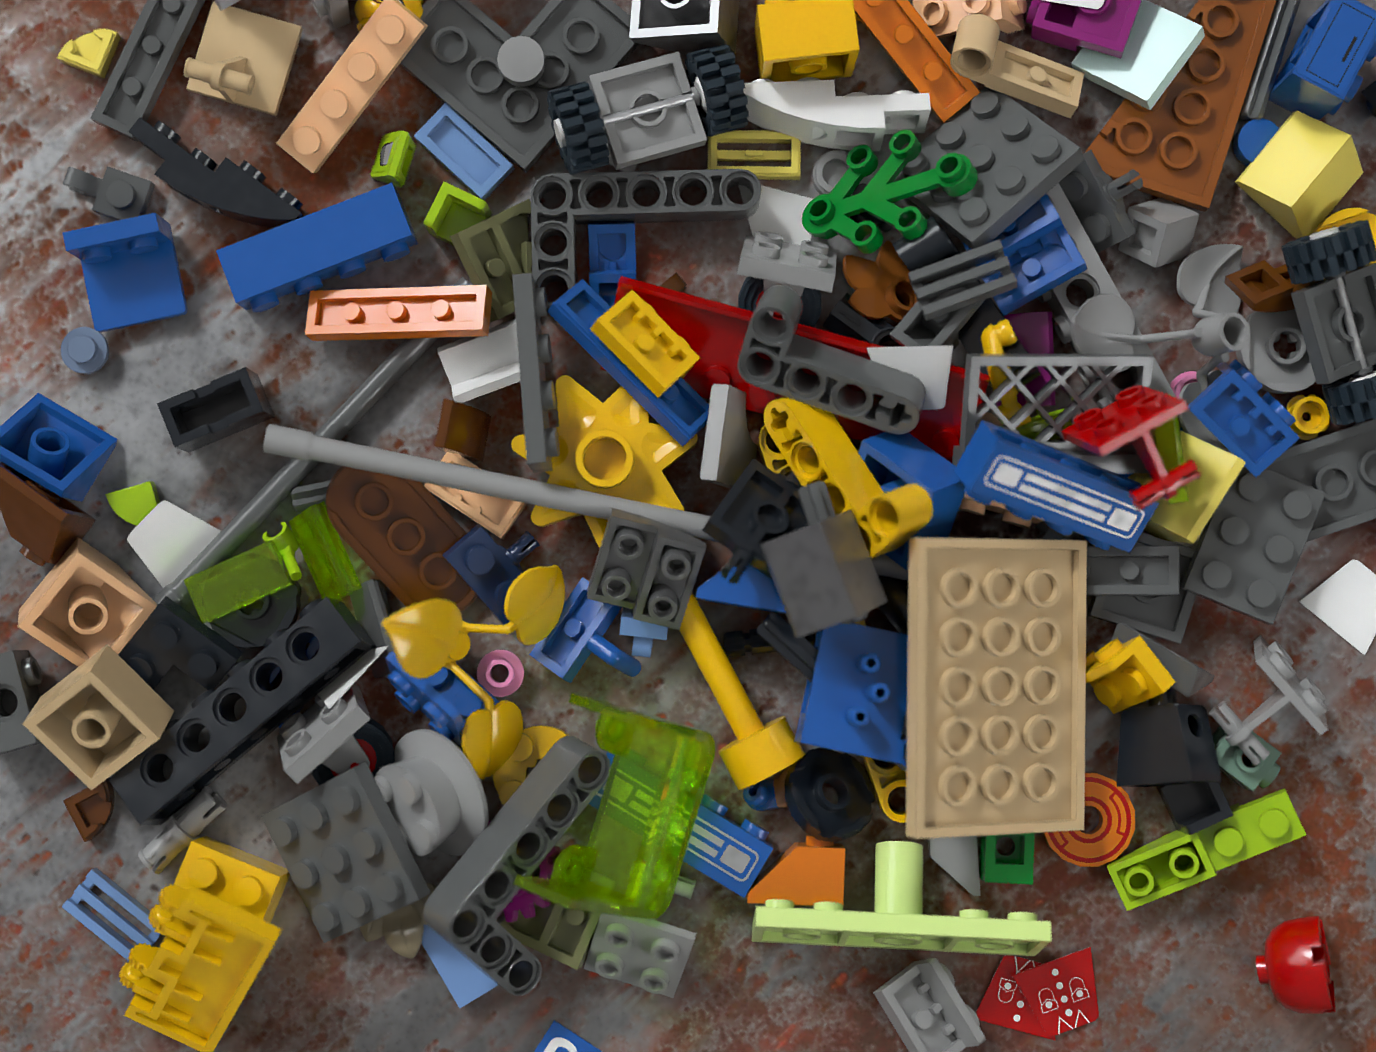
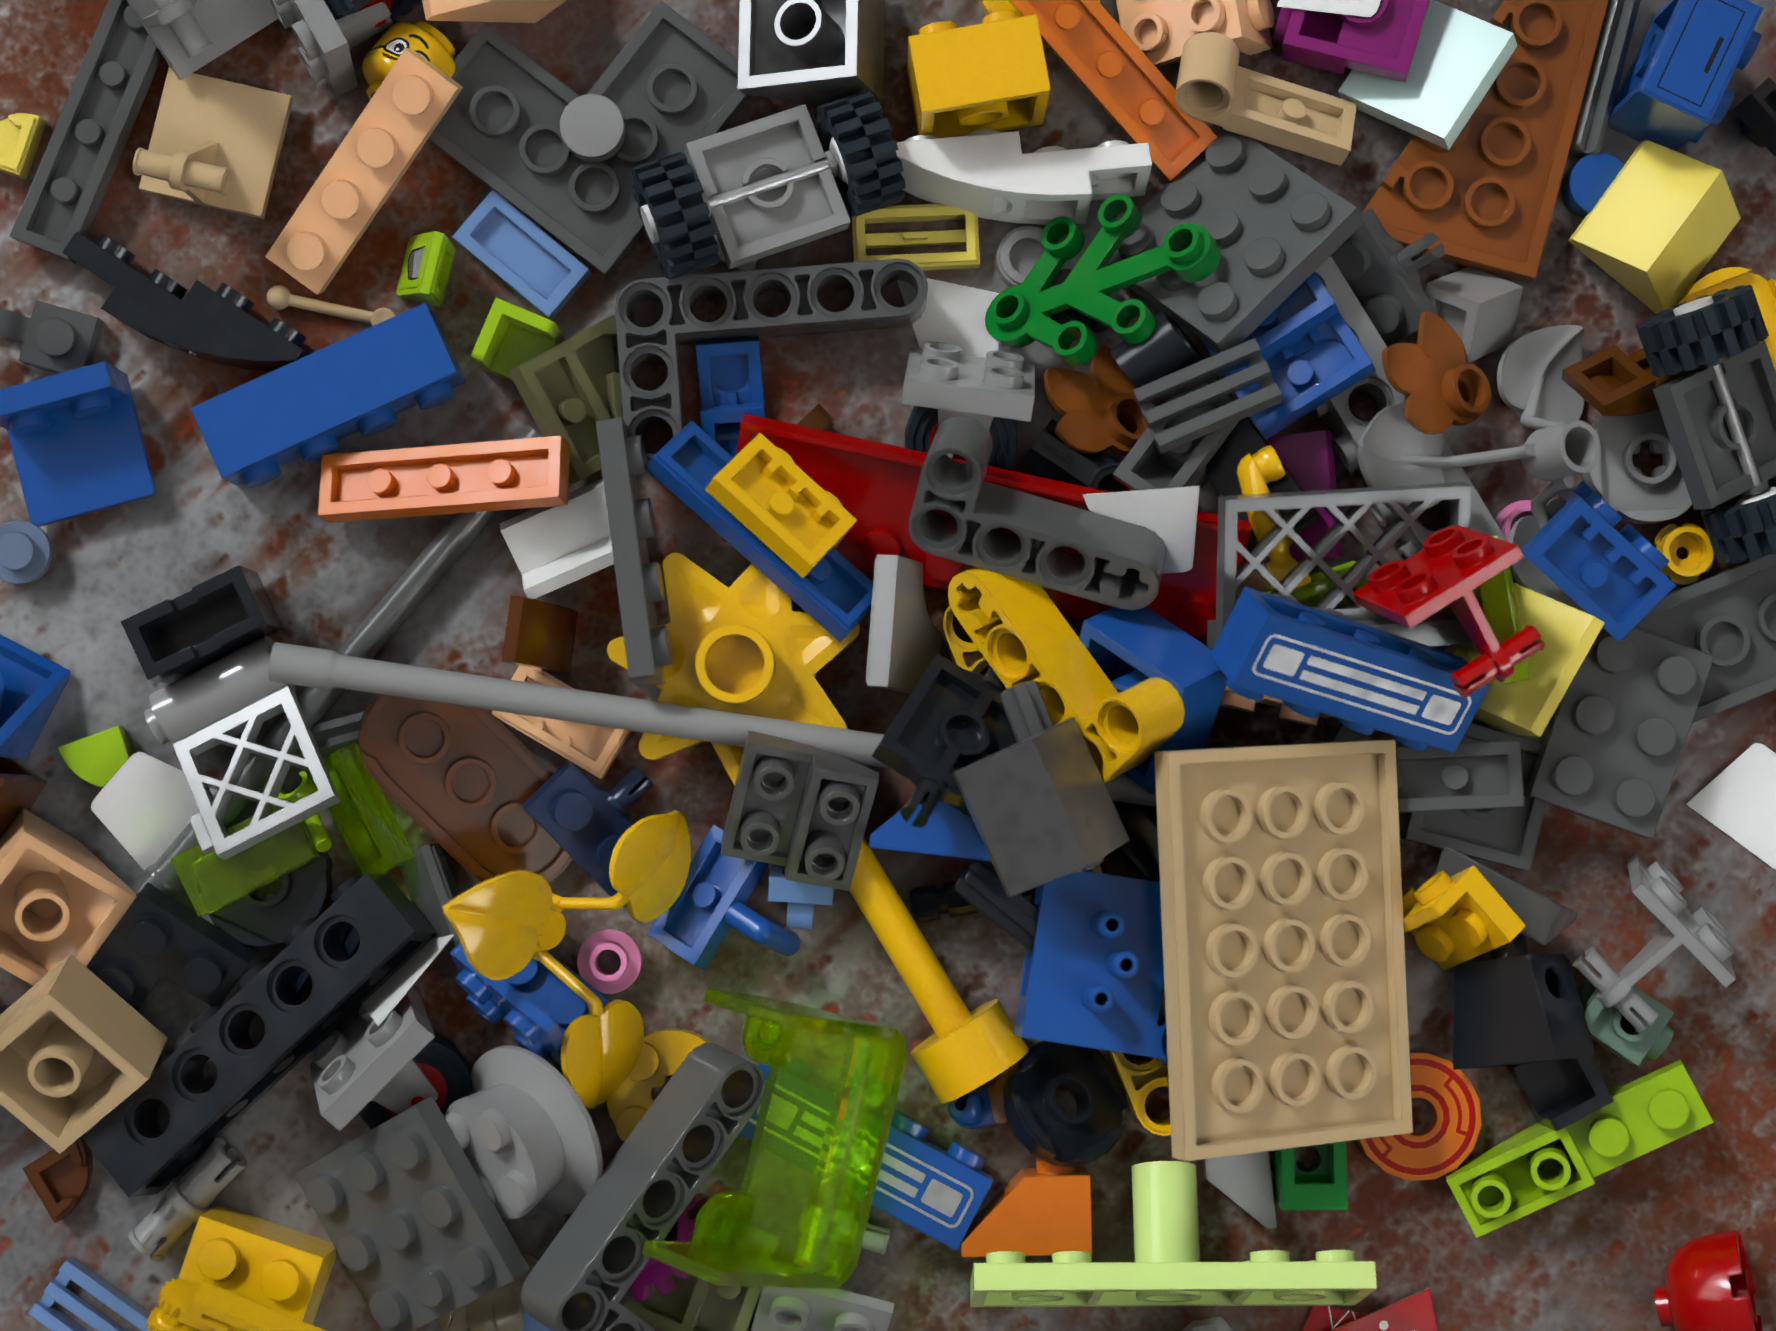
camera: 10 degrees left, 0 degrees up
(219, 473) = (211, 710): none -> light grey piece
(285, 174) = (280, 298): none -> tan hinge
(1132, 277) = (1436, 378): none -> dark orange plate

